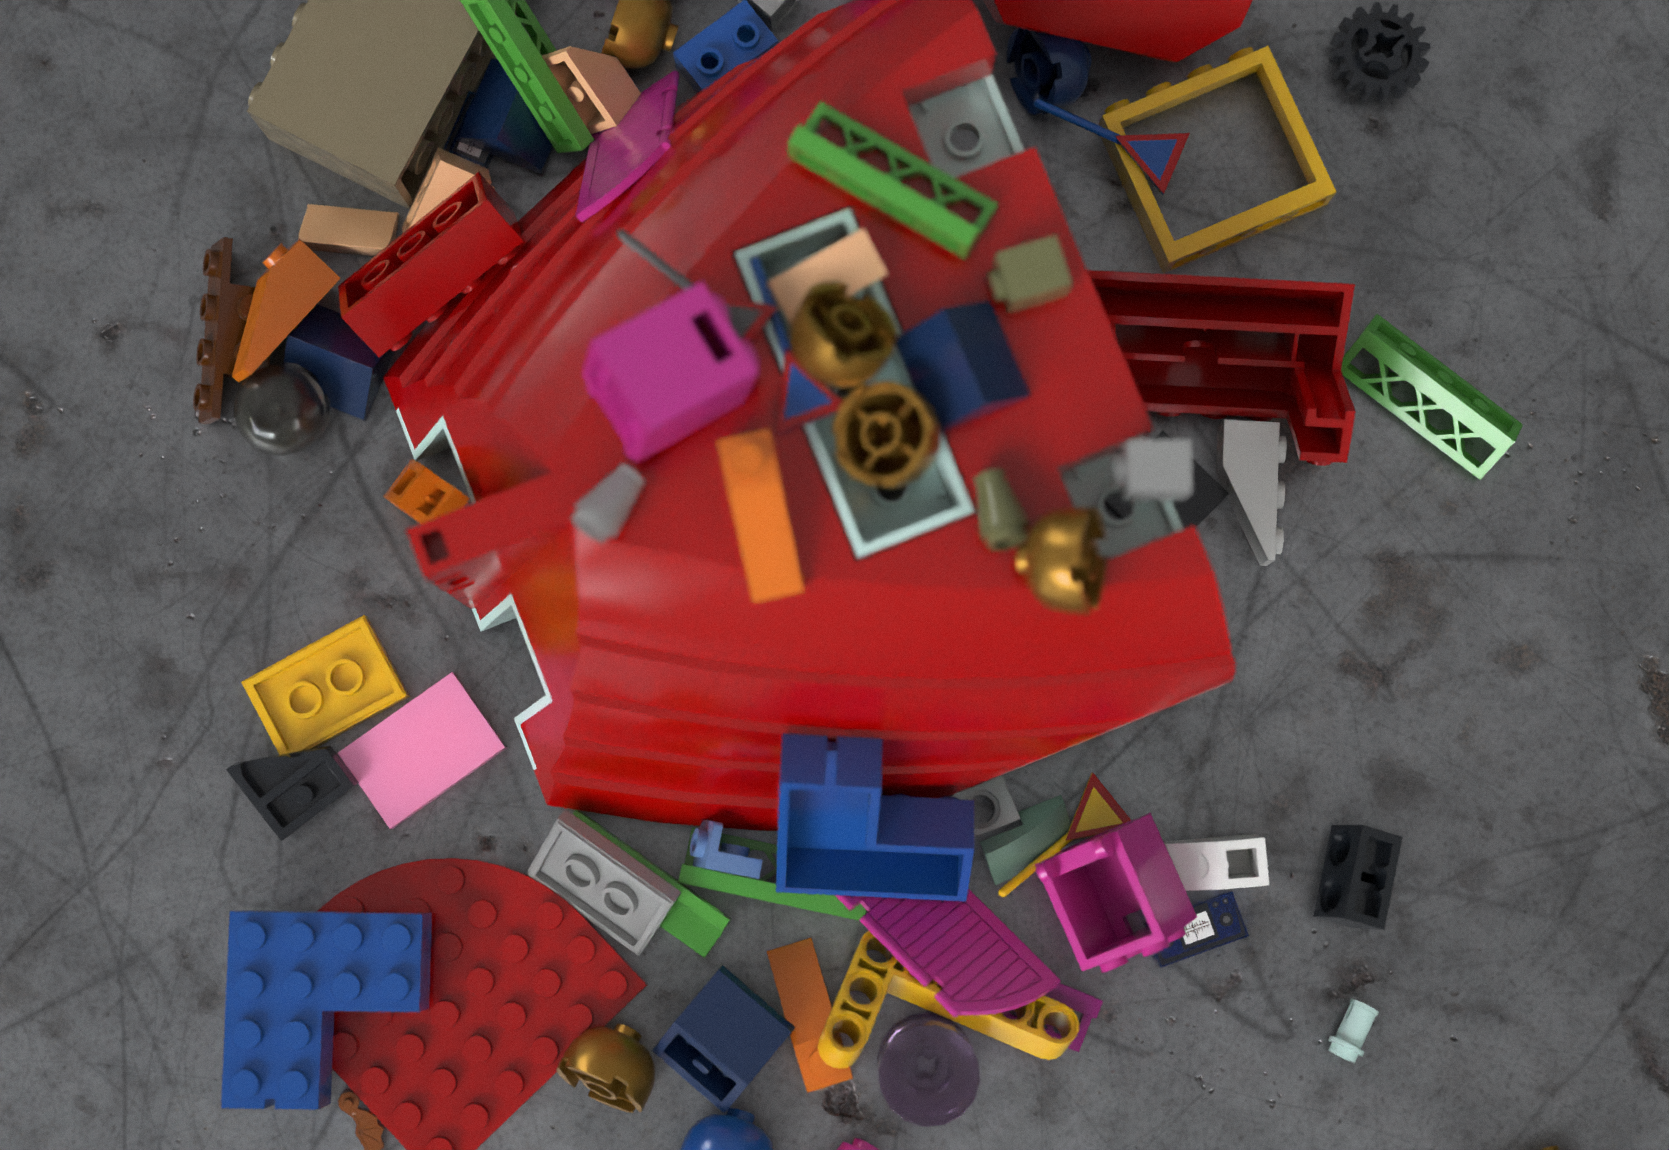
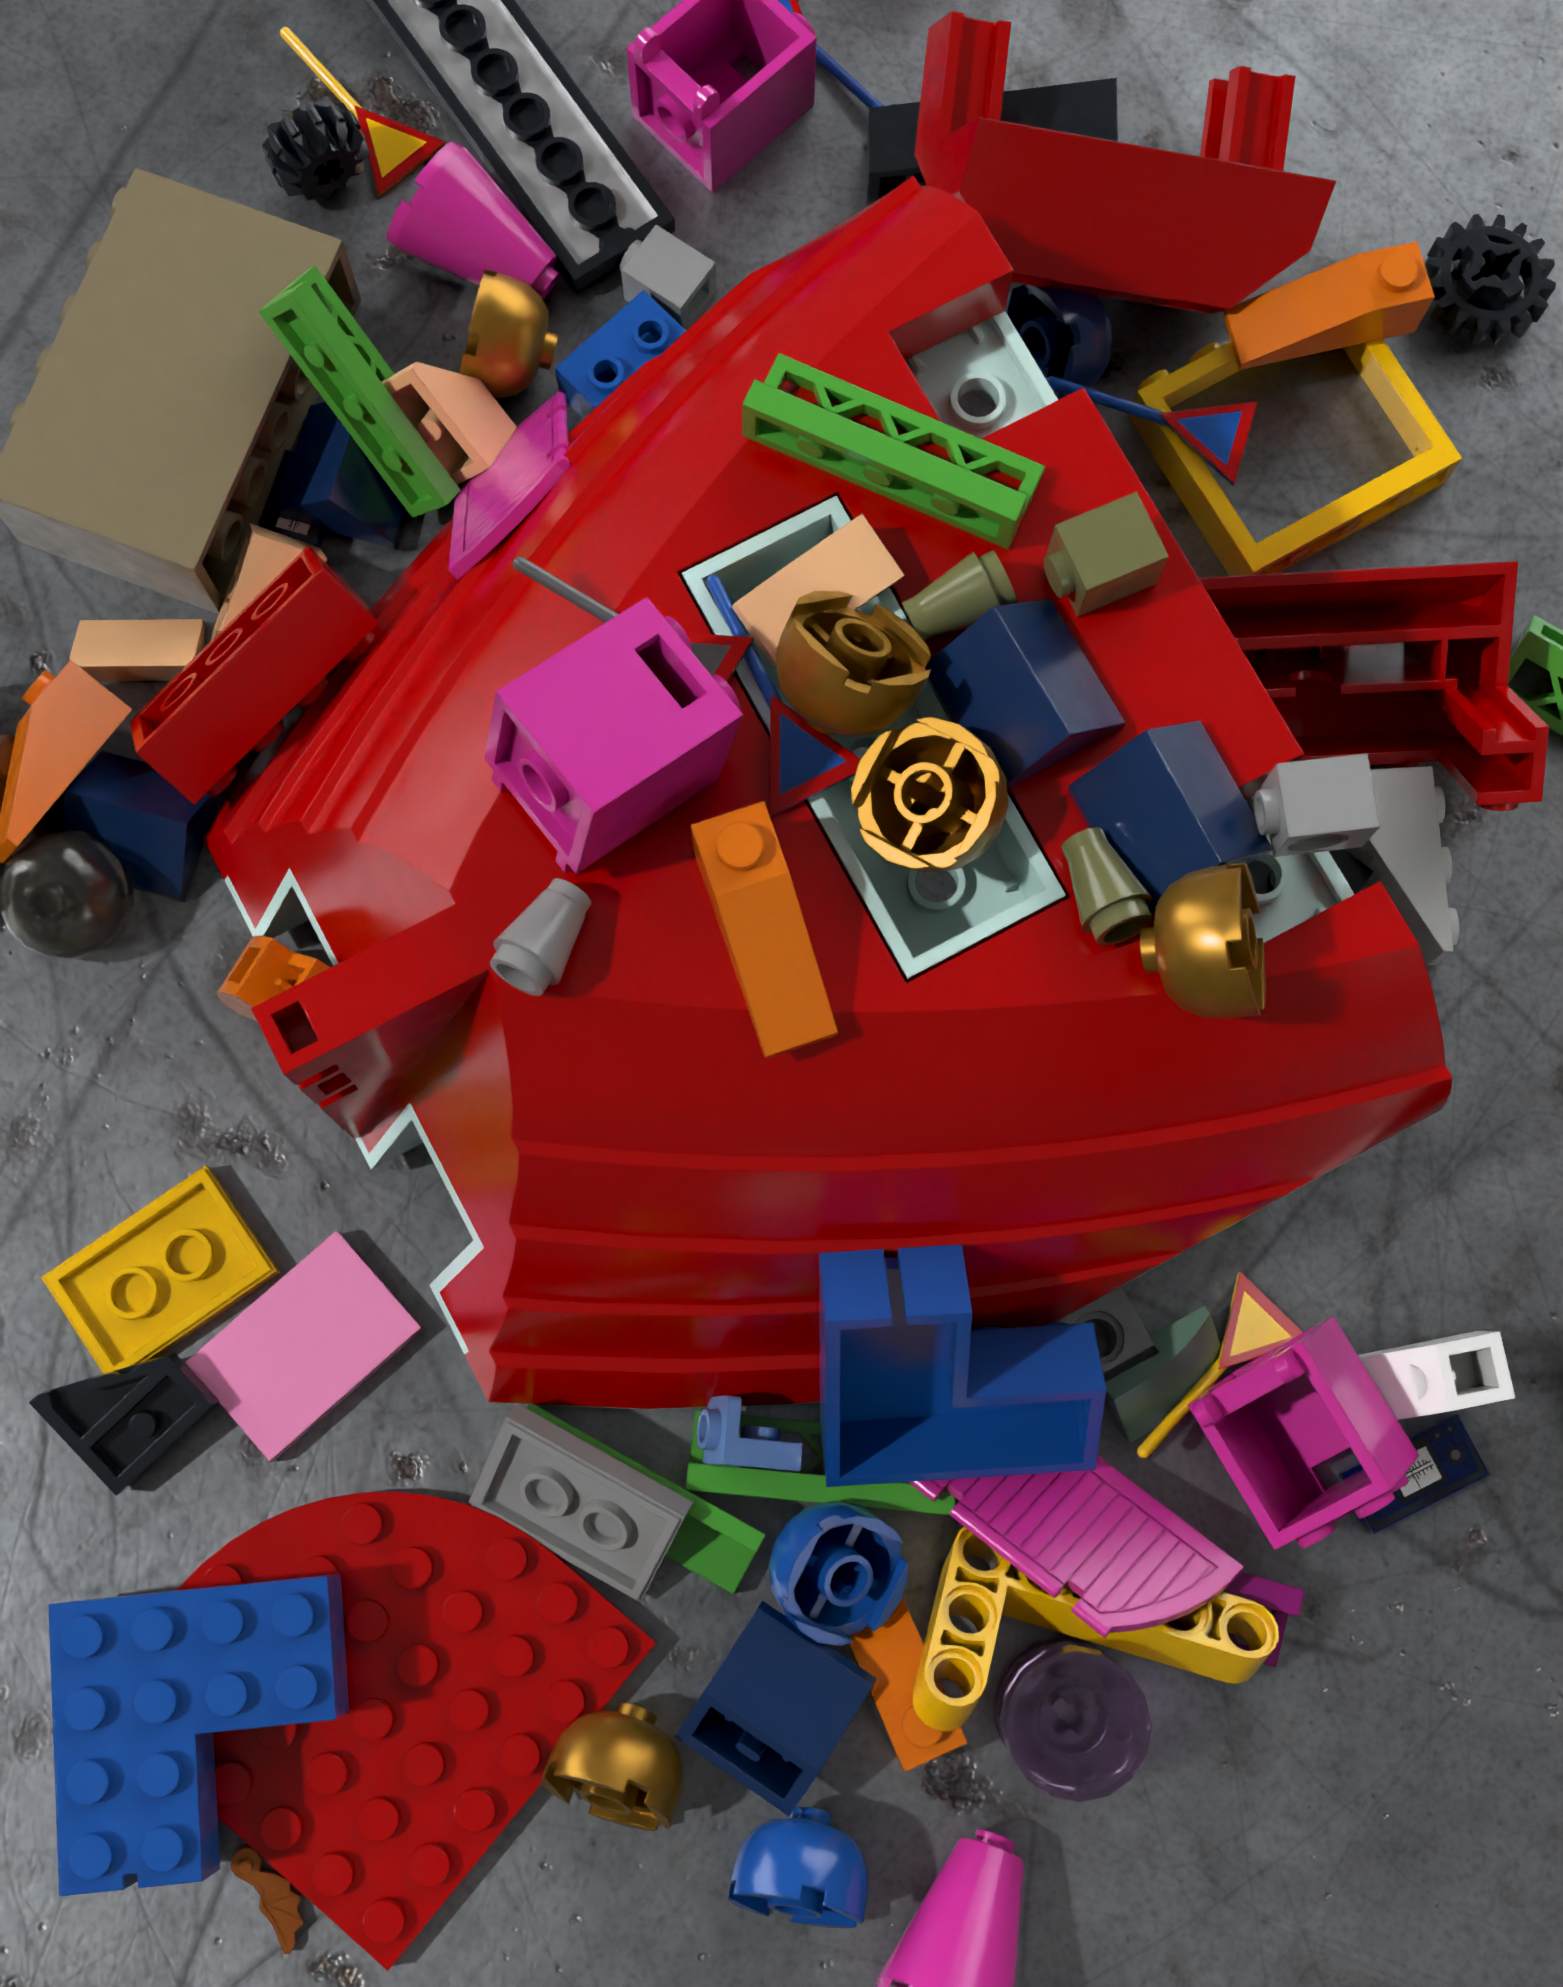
camera: 10 degrees left, 5 degrees down
(777, 951) = (837, 1571): none -> blue cylinder
(925, 294) = (960, 596): none -> olive cone
(1053, 460) = (1169, 807): none -> dark blue slope
(1253, 69) = (1333, 308): none -> orange slope

